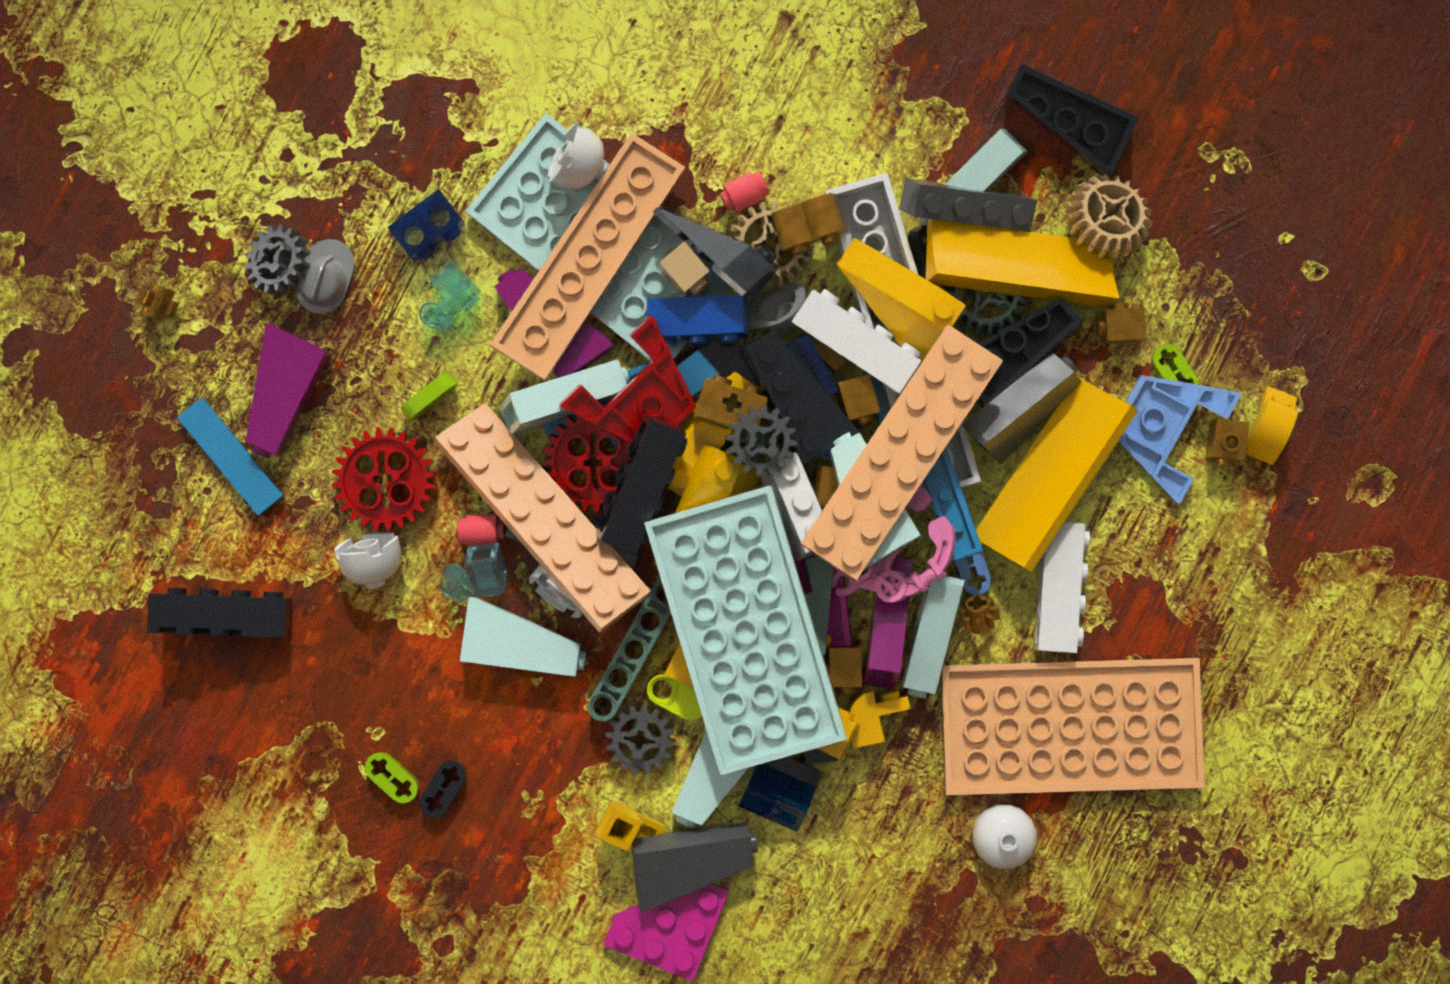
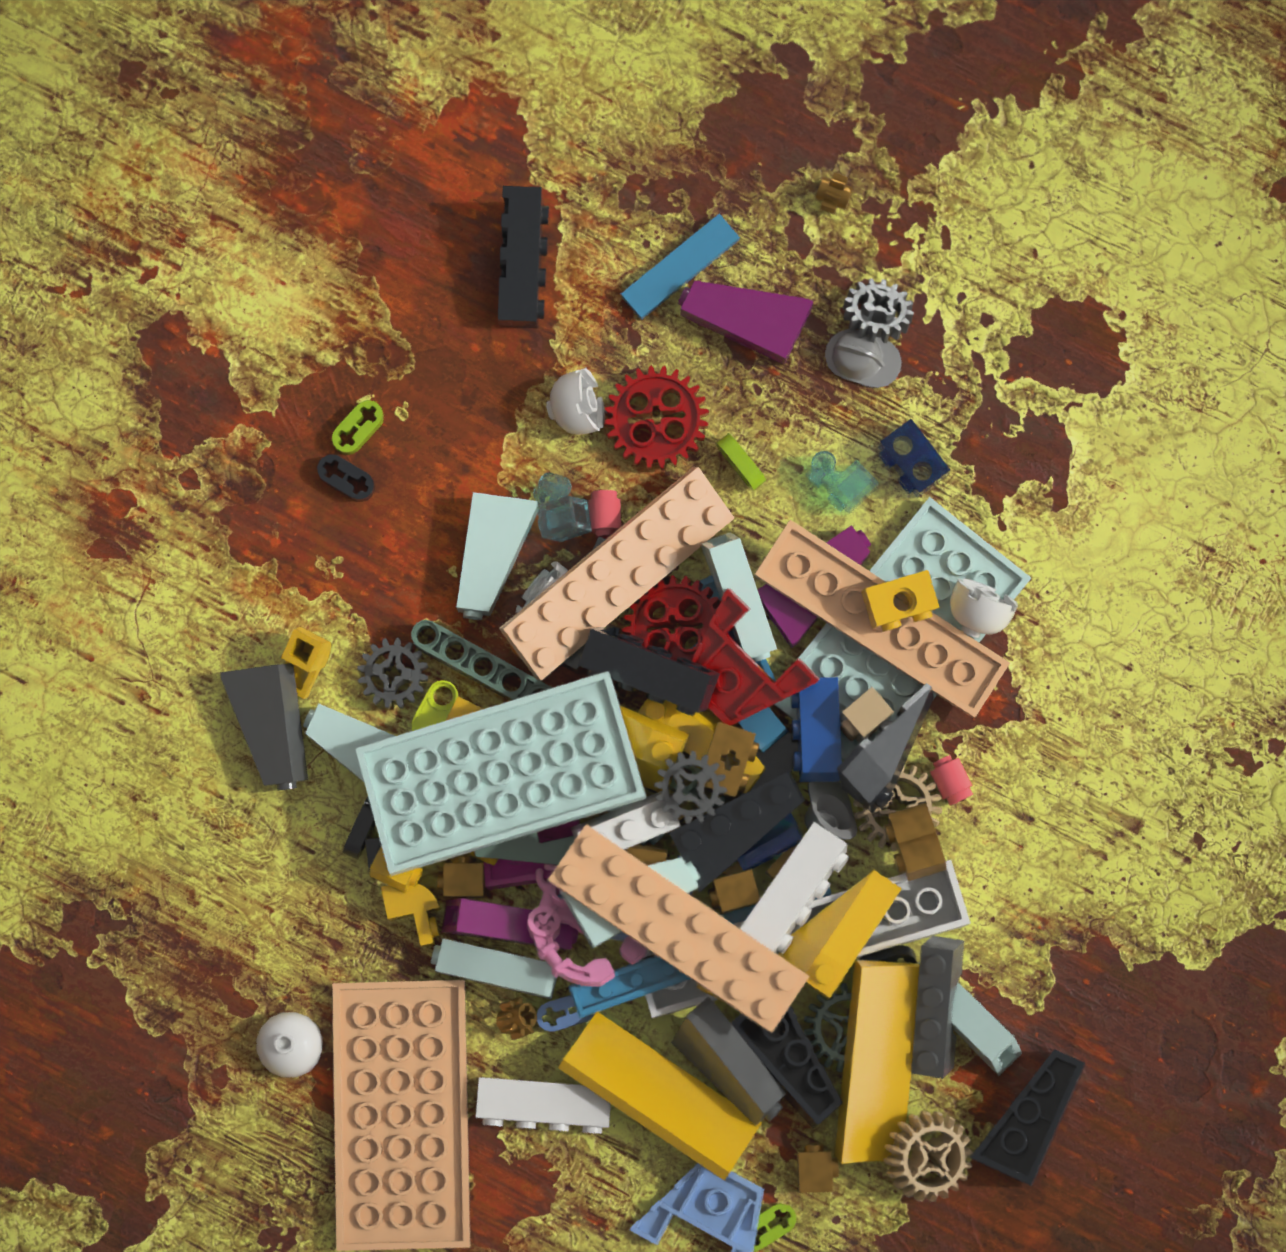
camera: 95 degrees right, 5 degrees down
(572, 255) = (917, 589): none -> yellow brick
(669, 934) = (198, 706): dark pink plate -> none
(777, 797) = (333, 811): clear blue panel -> none

